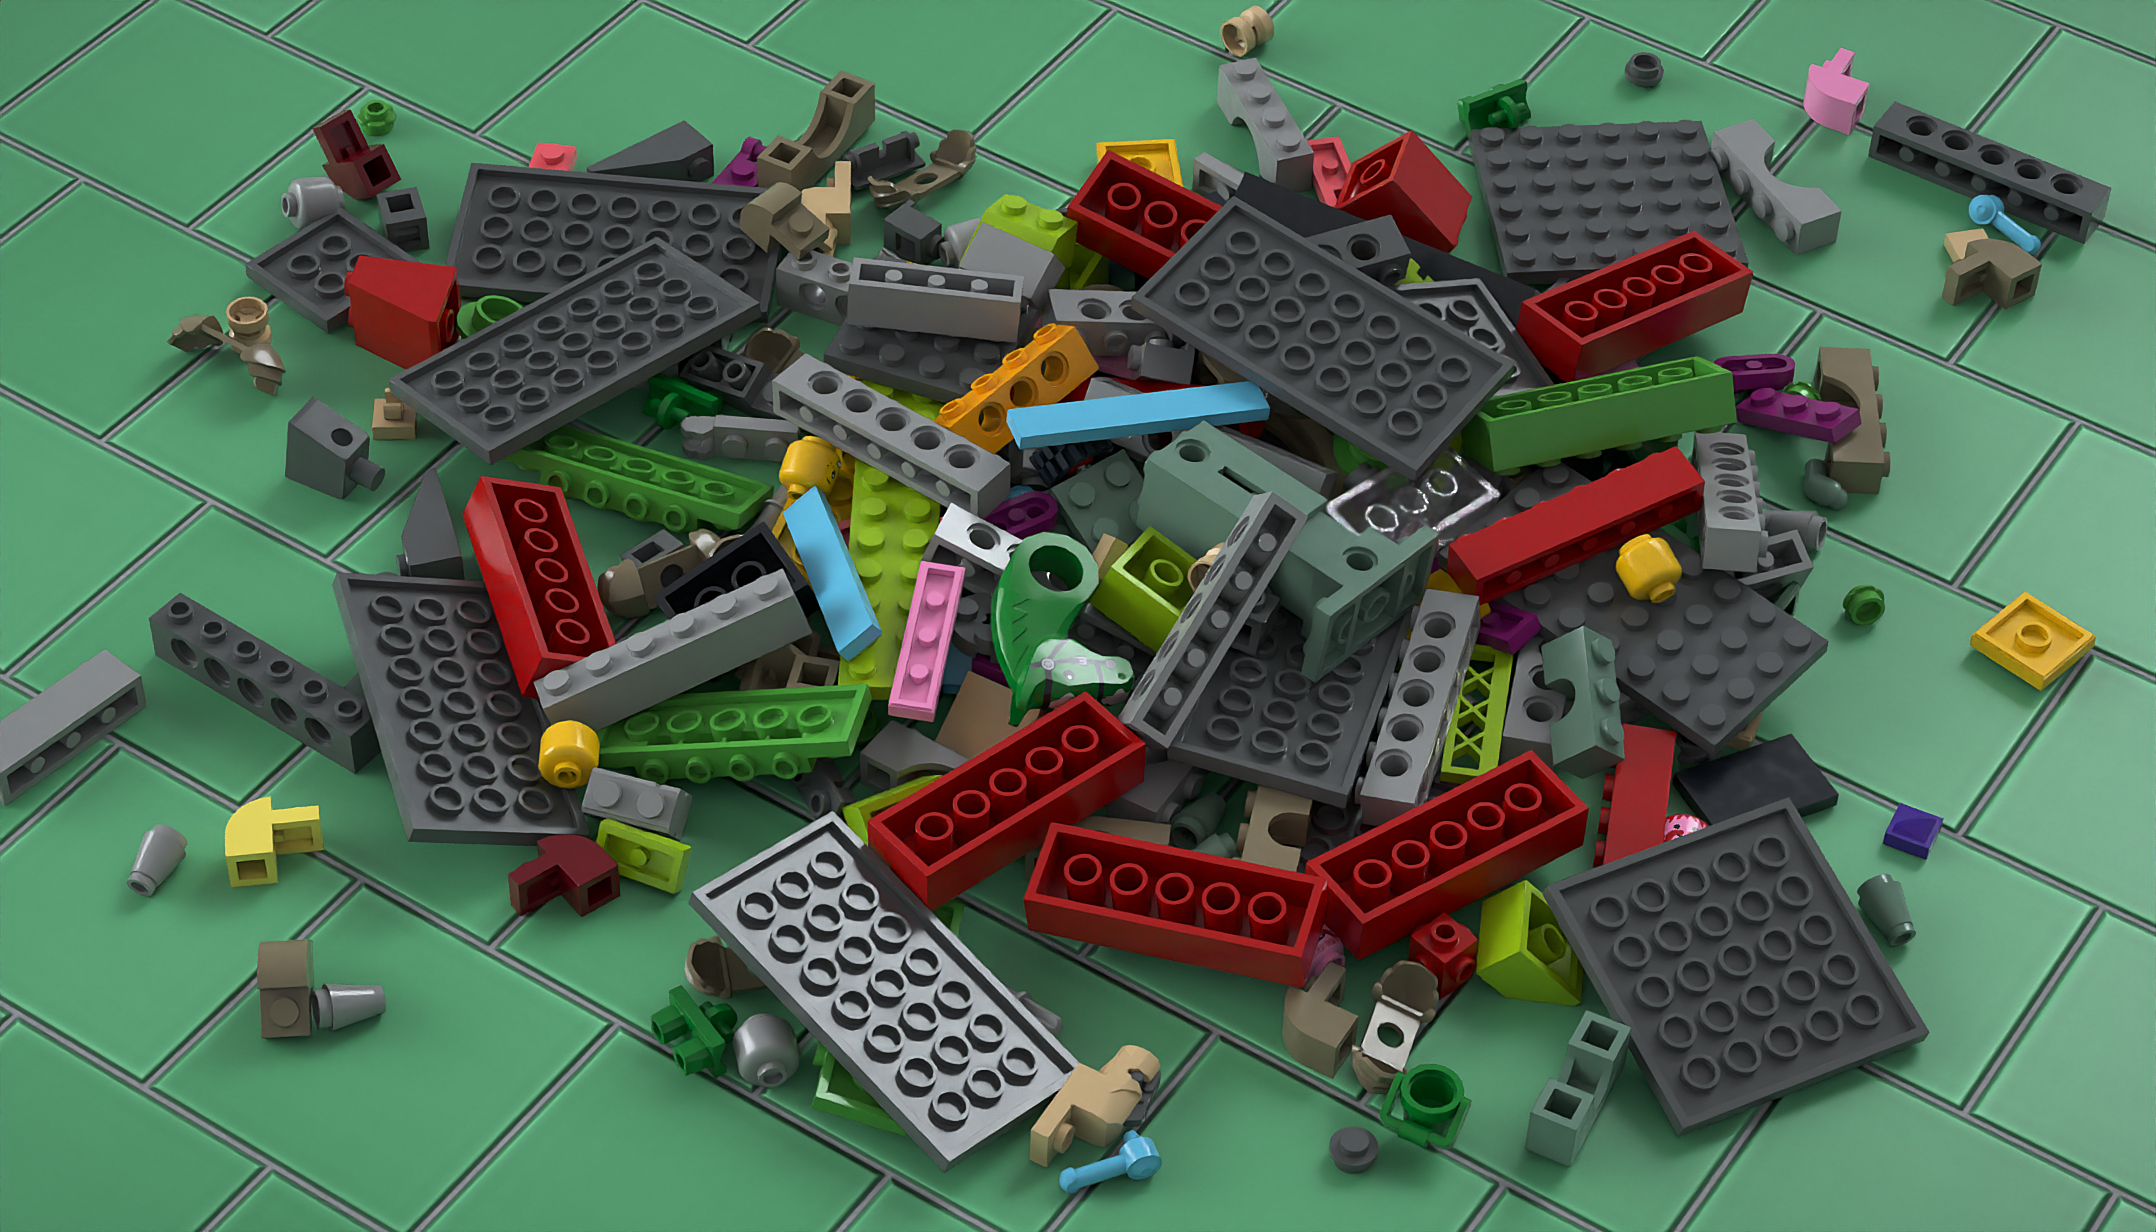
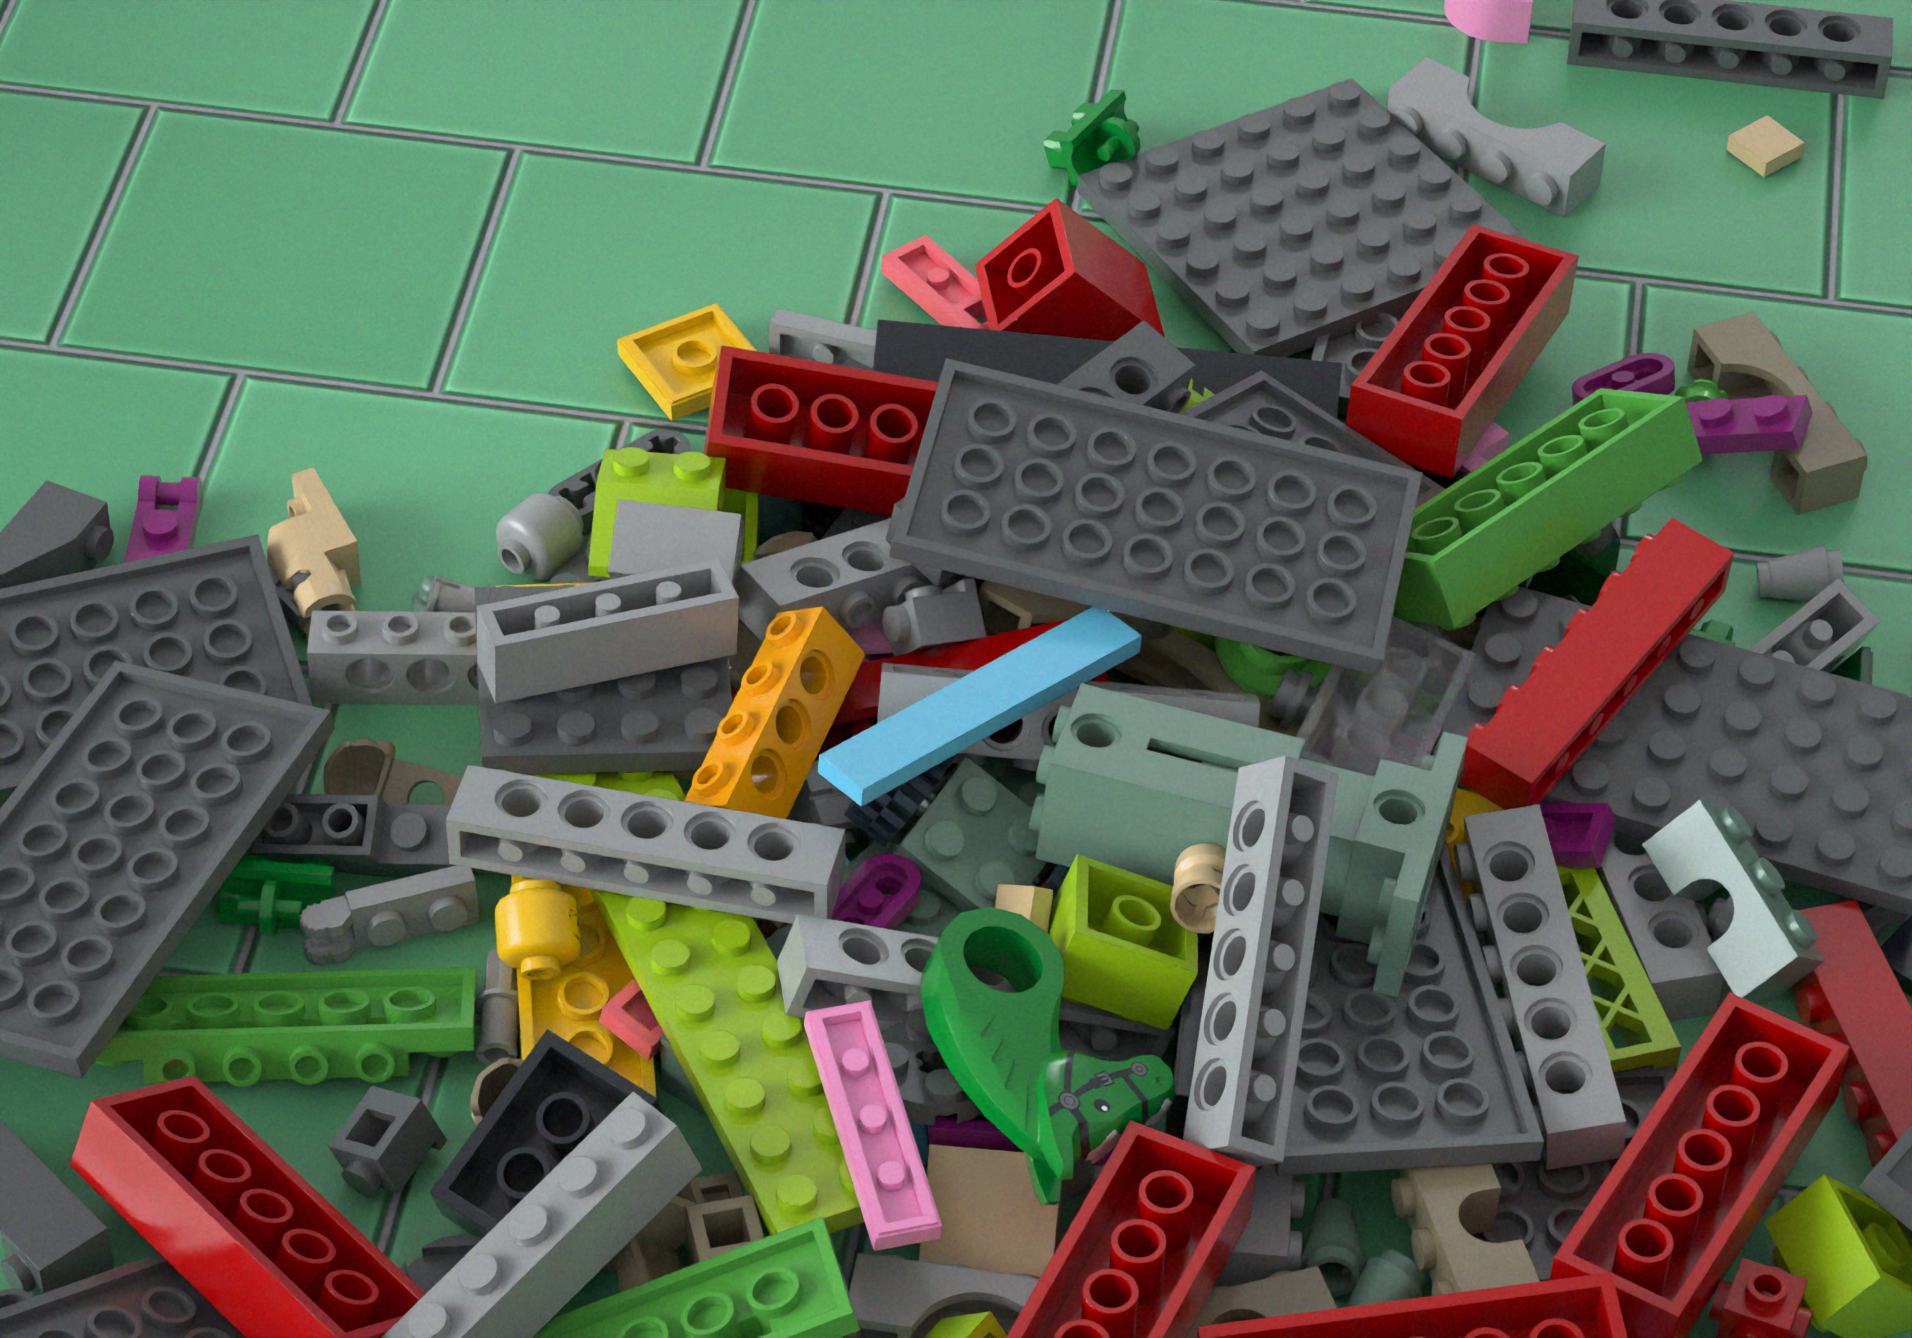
camera: 25 degrees left, 0 degrees up
(630, 589) = (383, 1187): dark tan piece -> none
(782, 219) = (283, 575): dark tan brick -> none
(832, 573) = (673, 1070): medium azure tile -> none
(840, 118) = (255, 411): dark tan arch -> none
(893, 160) = (350, 451): dark grey hinge -> none
(912, 234) = (452, 544): dark grey brick -> none
(950, 163) = (436, 428): dark tan piece -> none
(1246, 31) = (718, 128): tan wheel -> none
(1281, 147) = (866, 273): light grey arch -> none
(1644, 70) = (1240, 32): dark grey plate -> none
(1648, 568) = (1722, 693): yellow head -> none
(1731, 511) = (1768, 594): light grey brick -> none
(1821, 488) = (1795, 513): sand green arm -> none
(1990, 211) = (1760, 89): medium azure piece -> none
(1994, 268) = (1818, 163): dark tan brick -> none

